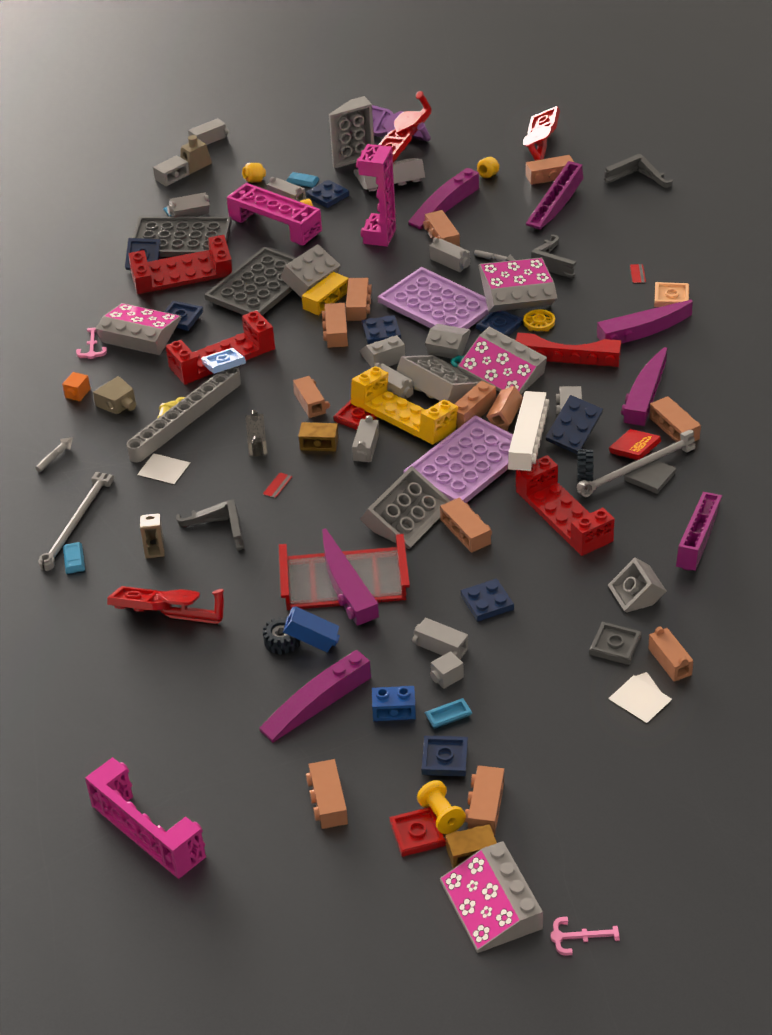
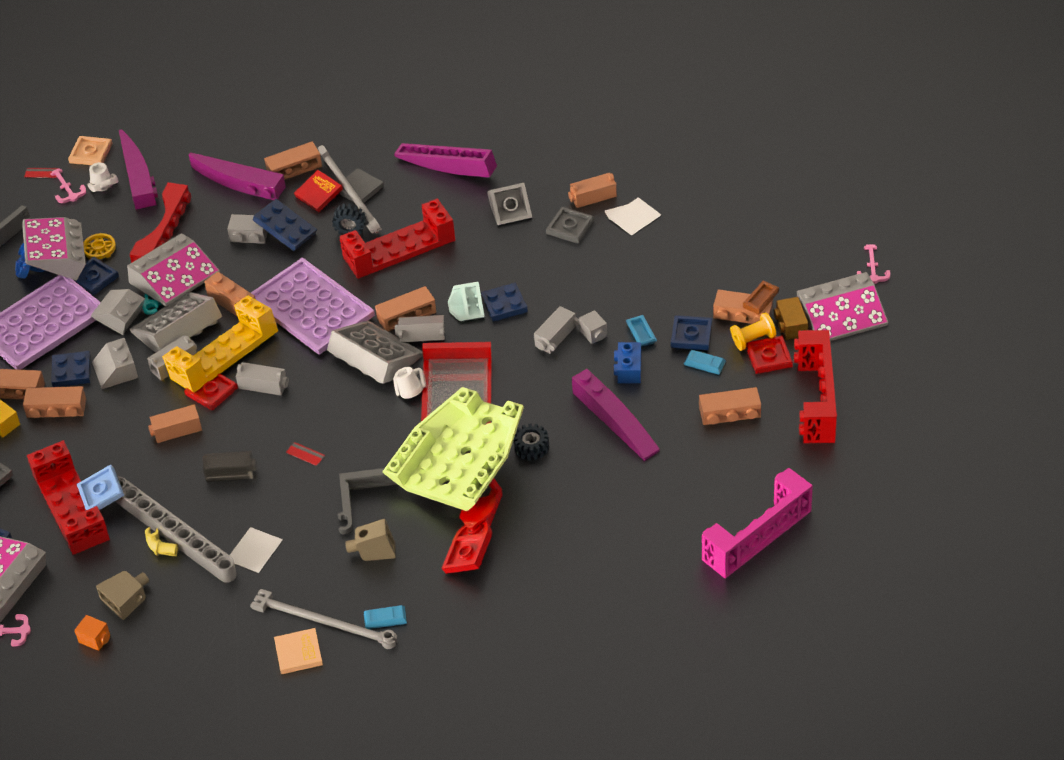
camera: 85 degrees left, 5 degrees up
(43, 508) = (298, 651): none -> light nougat tile
(65, 444) = (193, 638): light grey piece -> none
(246, 565) = (438, 446): none -> yellowish green wedge
(311, 629) = (537, 411): blue brick -> none
(318, 436) = (245, 415): pearl gold brick -> none
(349, 587) = (489, 385): magenta slope -> none
(349, 876) = (817, 417): none -> red plate
(358, 535) = (407, 382): none -> white piece
(404, 773) = (705, 362): none -> dark azure tile
(434, 537) = (420, 328): none -> light grey brick
(478, 570) = (466, 302): none -> light aqua slope
(489, 806) = (761, 297): none -> dark orange tile
(505, 407) = (242, 272): nougat brick -> none
(528, 431) = (297, 248): white brick -> none
(607, 295) = (72, 196): none -> bright pink piece
(628, 303) = (101, 178): none -> white piece

